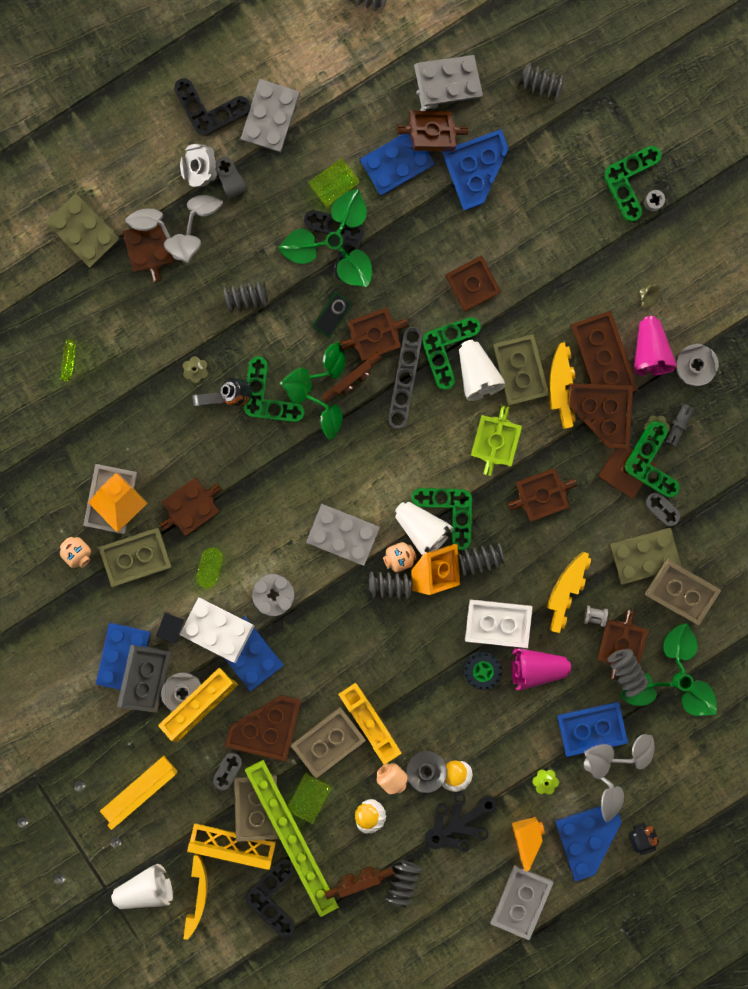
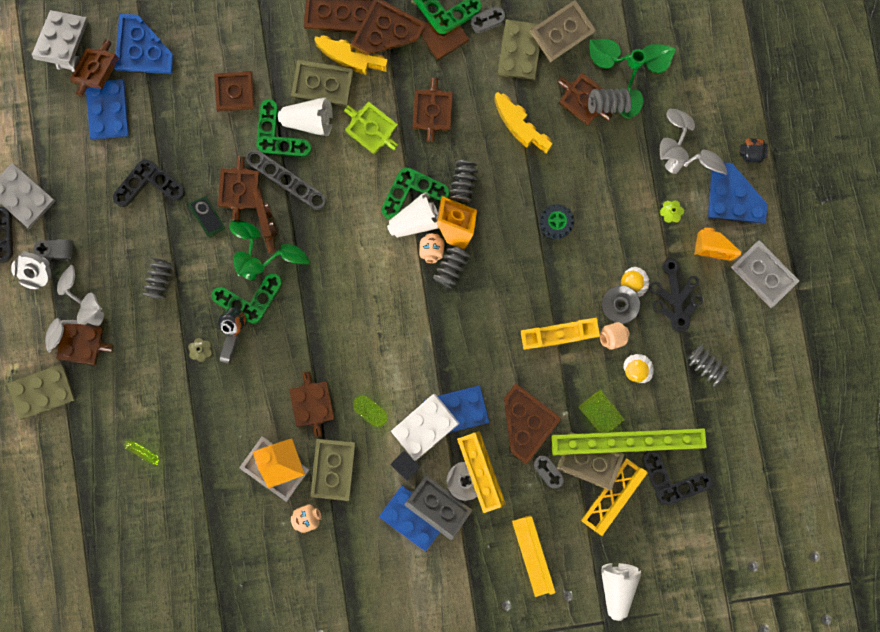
camera: 70 degrees left, 5 degrees down
(192, 920) = (663, 557): yellow slope -> none
(283, 601) = (407, 373): light grey plate -> none
(328, 742) = (561, 376): dark tan plate -> none
(334, 182) = (99, 167): clear neon green plate -> none
(342, 534) = (392, 287): light grey plate -> none
(351, 884) = (690, 396): reddish brown plate -> none
(355, 267) = (175, 178): green plant -> none
(498, 623) = (523, 191): white plate -> none
(537, 668) = (573, 176): dark pink cone -> none
(592, 727) = (642, 153): blue plate -> none
(595, 616) = (549, 114): light grey bush -> none

